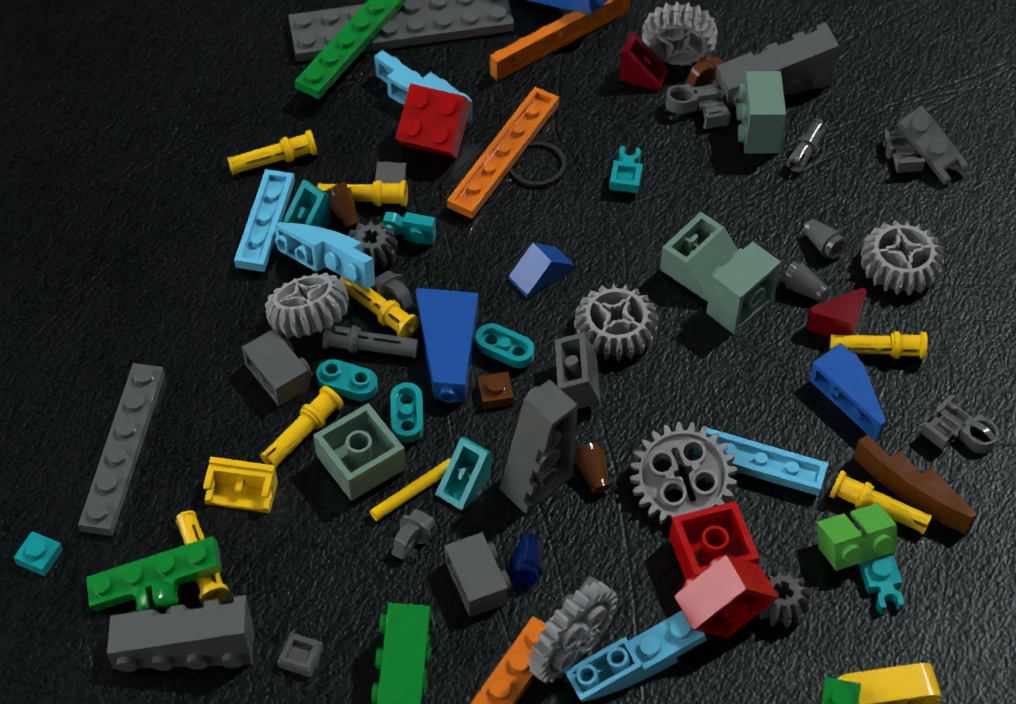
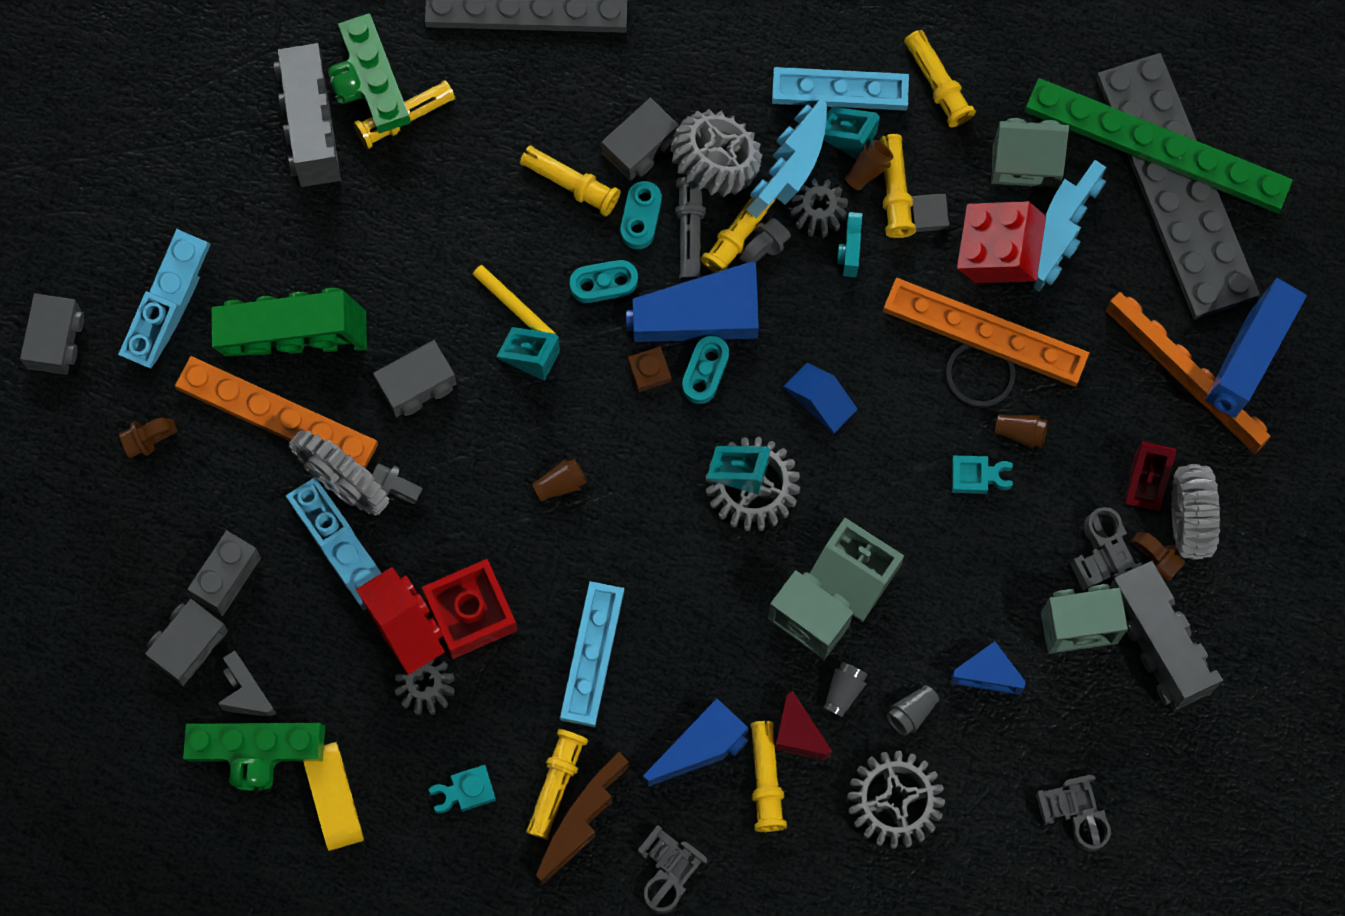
camera: 80 degrees right, 20 degrees up
(240, 484) = (491, 133): yellow hinge -> none
(300, 654) = (313, 228): dark grey tile -> none
(358, 97) = (1029, 153): none -> sand green slope
(360, 451) = (539, 240): sand green brick -> none
(413, 530) = (464, 313): dark grey piece -> none
(526, 561) = (440, 426): clear blue cone -> none
(541, 447) = (549, 417): dark grey wedge -> none
(578, 369) = (672, 447): dark grey brick -> none
(592, 136) = (1024, 429): none -> reddish brown cone
(610, 309) = (739, 467): none -> teal slope
(656, 484) = (544, 545): light grey gear -> none
(792, 183) = (989, 671): none -> blue slope
(807, 145) = (1056, 682): dark grey pin -> none
(848, 546) = (501, 766): bright green piece -> none
(932, 143) = (1076, 829): dark grey hinge -> none

